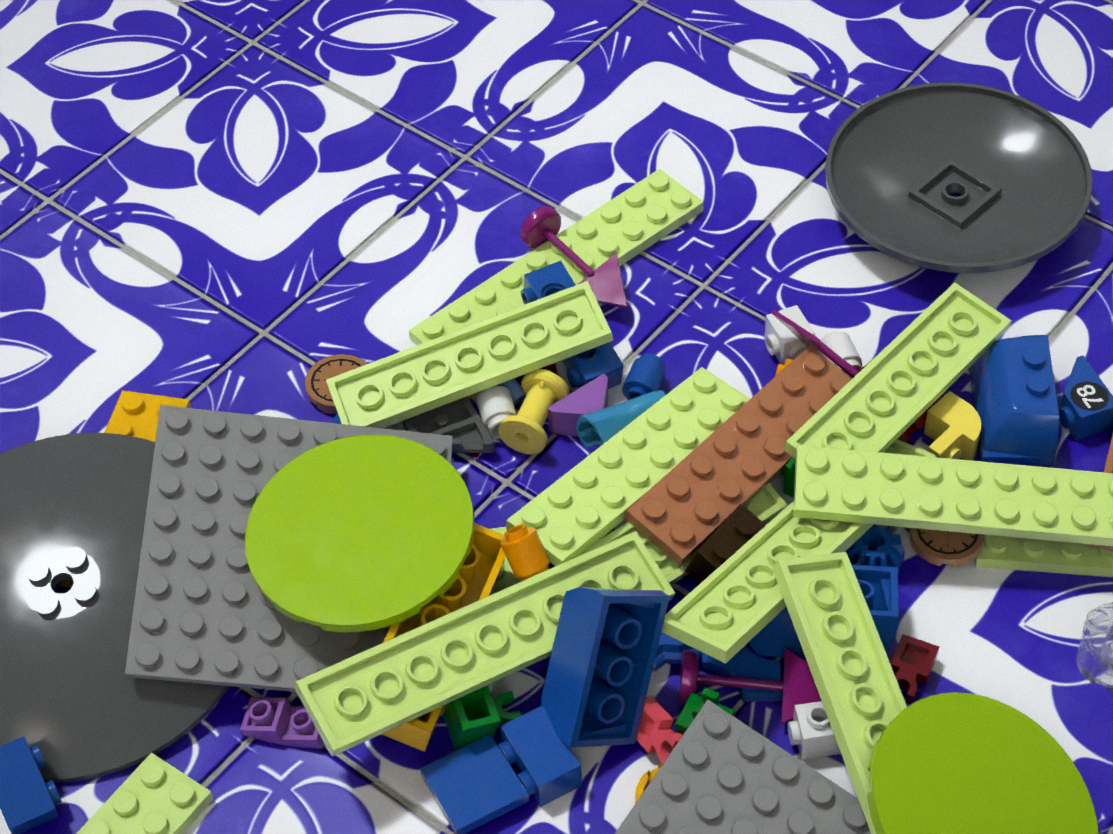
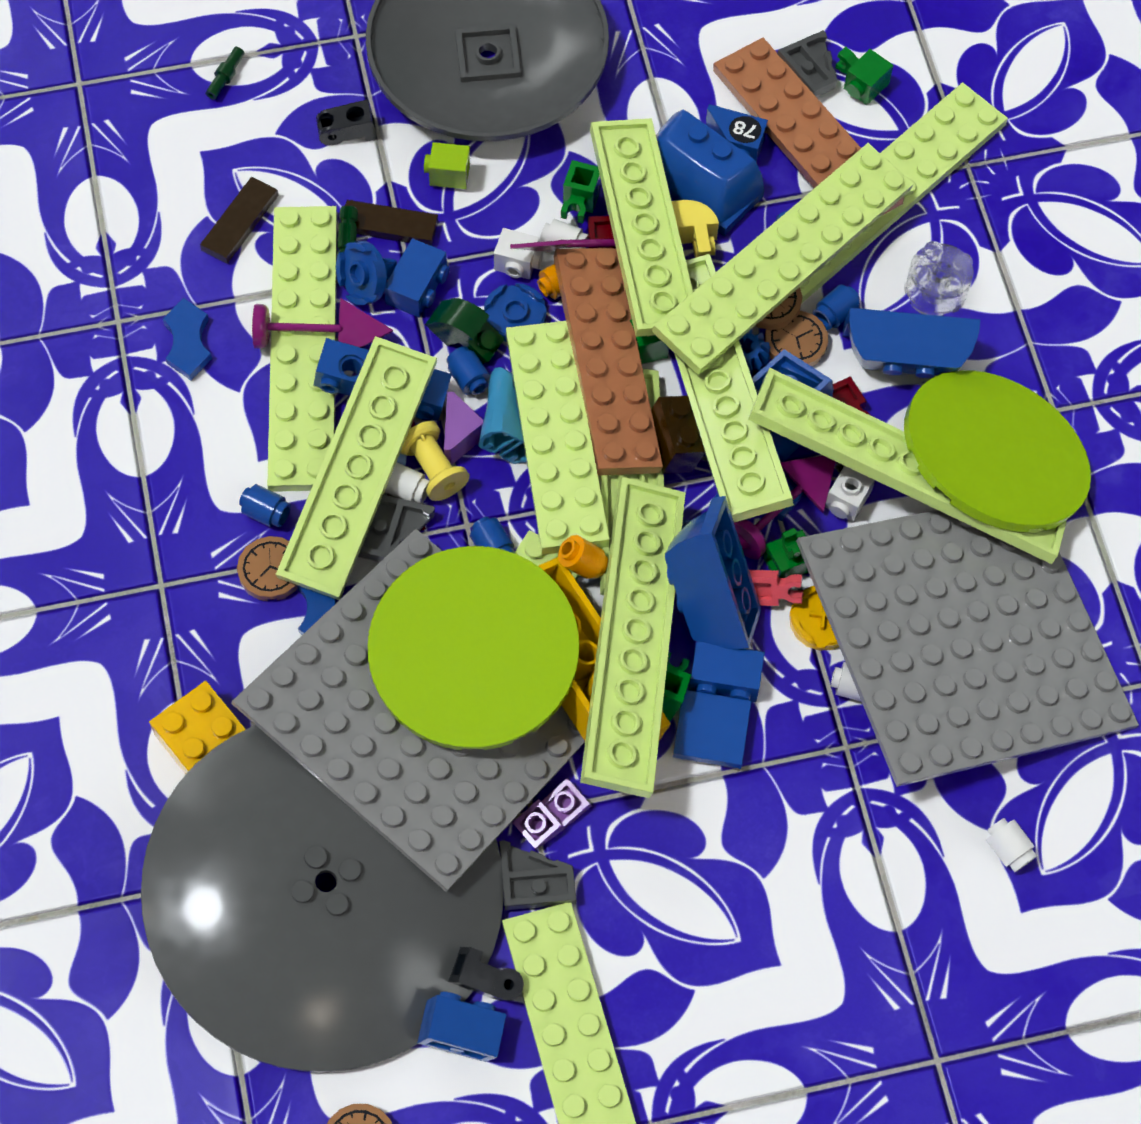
camera: 55 degrees left, 15 degrees up
(79, 771) = (483, 978): none -> black leg
(209, 750) = (534, 880): none -> dark grey wing
(386, 336) = (264, 506): none -> blue brick
(482, 208) = (187, 352): none -> blue tile
(501, 501) = (491, 533): none -> blue brick
(627, 159) = (239, 220): none -> dark brown tile
(657, 252) = (363, 272): none -> blue tile
(680, 349) = (466, 324): none -> dark green brick
(681, 225) = (347, 227): none -> dark green axle
(693, 290) = (416, 278): none -> blue brick
(728, 244) = (394, 222): none -> dark brown tile
(741, 369) = (514, 307): none -> blue tile
(745, 65) = (225, 73): none -> dark green bar
(785, 157) = (346, 123): none -> black leg
(818, 238) = (448, 165): none -> lime brick
(889, 325) = (581, 189): none -> green brick
(934, 589) = (803, 338): none -> medium nougat tile
(999, 589) = (836, 305): none -> blue brick
(1020, 662) = (910, 341): none -> blue windscreen

